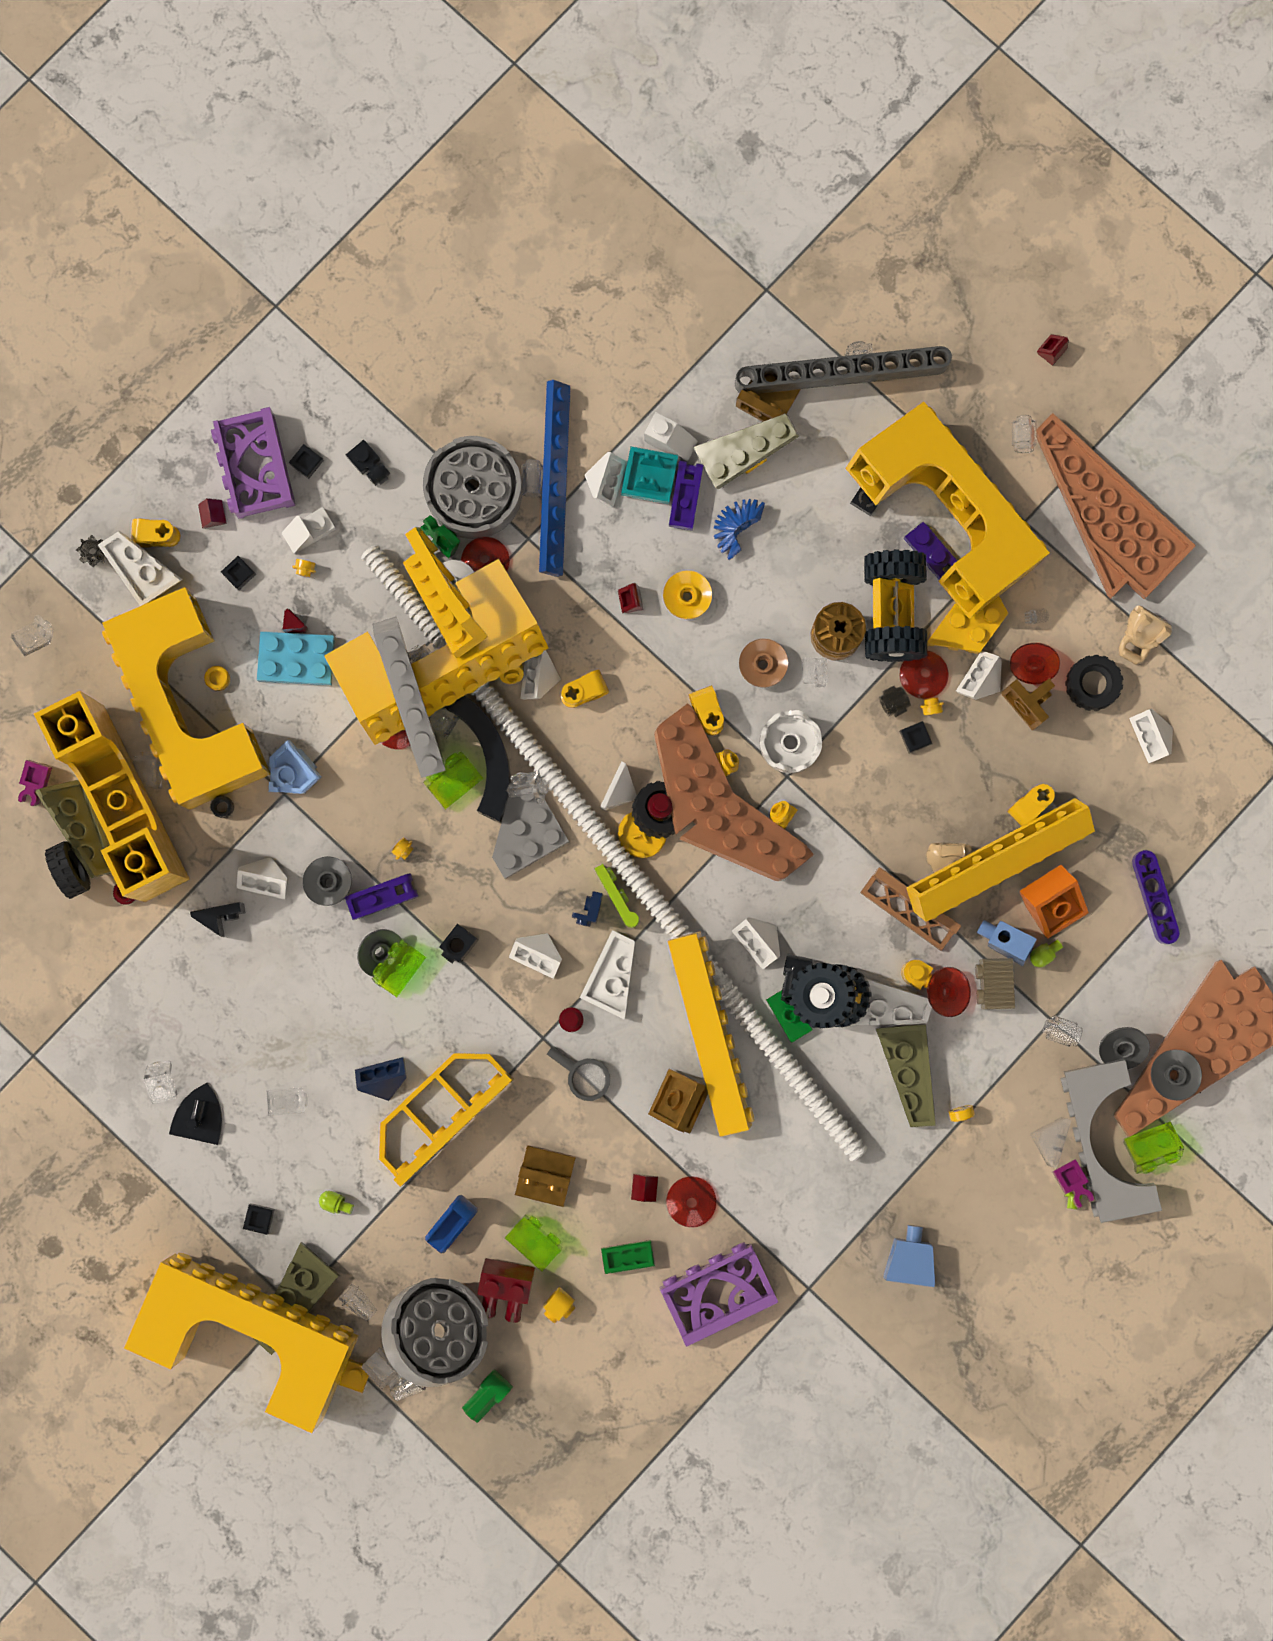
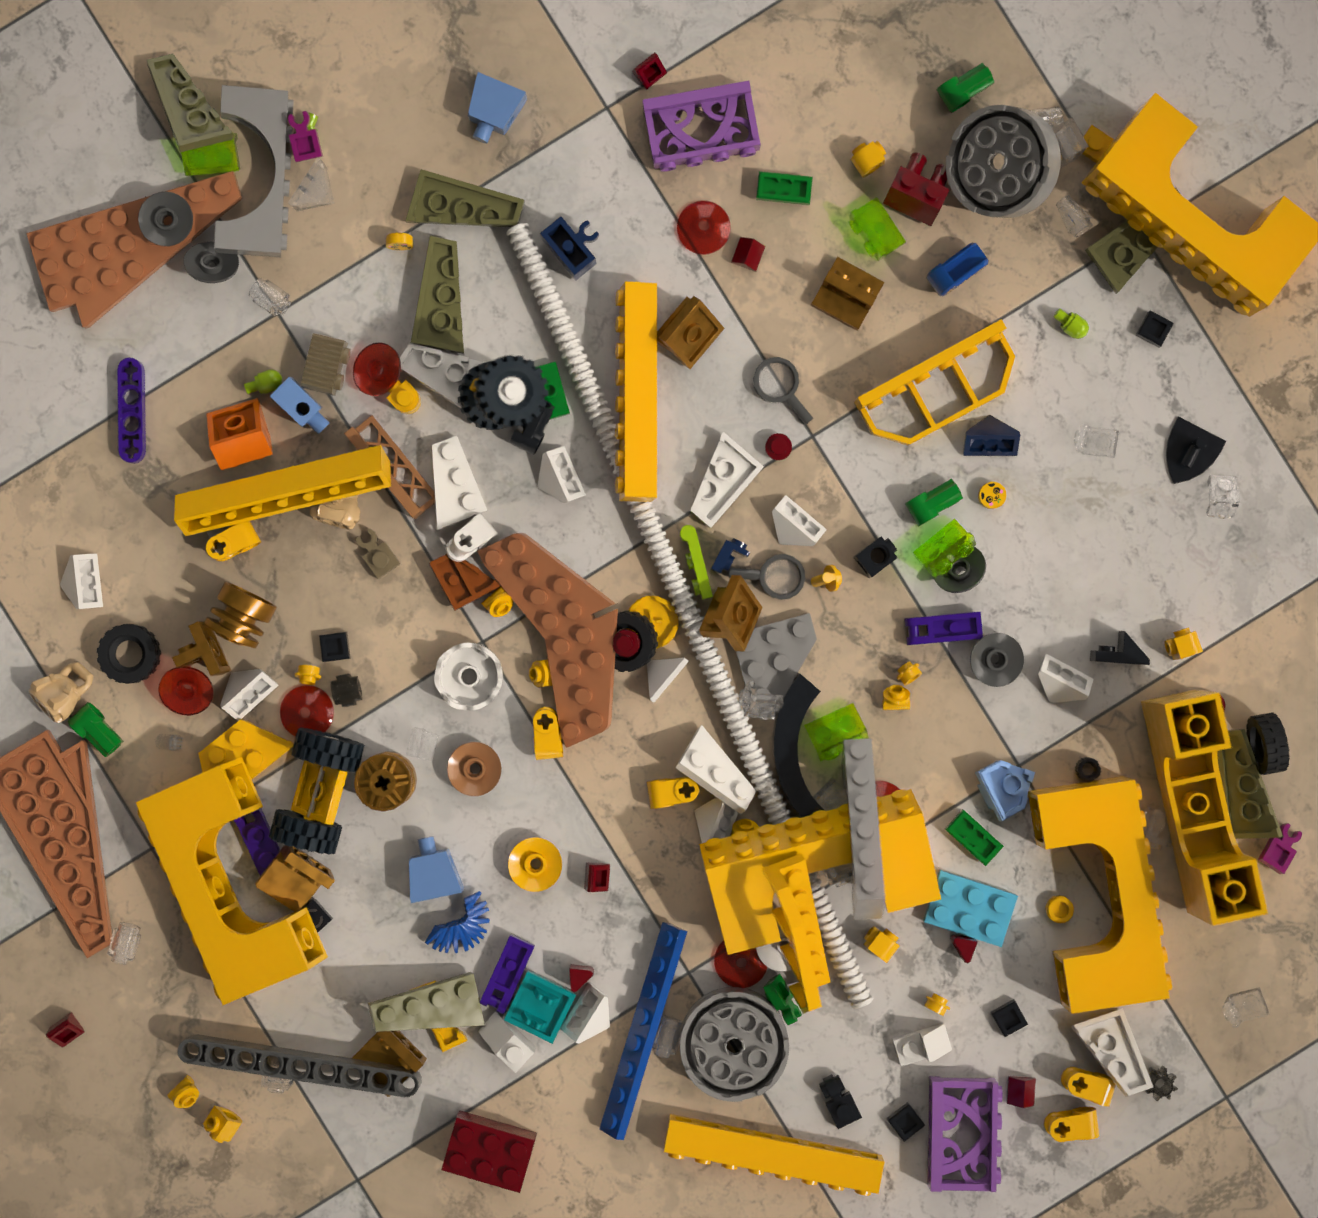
camera: 165 degrees left, 5 degrees up
(156, 497) = (1077, 1123): none -> yellow piece
(163, 939) = (1183, 644): none -> yellow plate
(308, 720) = (974, 837): none -> green plate
(366, 607) = (881, 943): none -> yellow plate
(368, 1027) = (992, 495): none -> yellow tile
(408, 824) = (896, 698): none -> yellow plate
(413, 403) = (773, 1154): none -> yellow brick
(423, 1002) = (929, 504): none -> green piece
(493, 914) = (831, 578): none -> yellow plate
(539, 904) = (779, 576): none -> piece
(551, 715) = (715, 772): none -> white wing
(572, 857) = (732, 614): none -> pearl gold bracket
(622, 510) = (579, 976): none -> dark red slope
(659, 341) = (489, 1151): none -> dark red brick
(720, 428) = (449, 1037): none -> yellow tile
(774, 564) = (432, 873): none -> medium blue torso
(778, 1332) = (650, 71): none -> dark red slope
(807, 1149) = (570, 247): none -> dark blue brick
(820, 825) = (461, 581): none -> dark orange wing
(822, 865) = (472, 537): none -> white piece
(850, 907) = (454, 485): none -> white wing
(893, 527) = (294, 878): none -> pearl gold bracket
(895, 305) = (222, 1124): none -> yellow plate
(898, 826) = (379, 557): none -> dark tan plate
(920, 1163) = (455, 202): none -> olive wing
(935, 322) = (184, 1093): none -> yellow plate
(1007, 736) = (240, 615): none -> pearl gold wheel
(1108, 612) = (90, 724): none -> green piece
(1187, 1181) = (185, 106): none -> olive wing

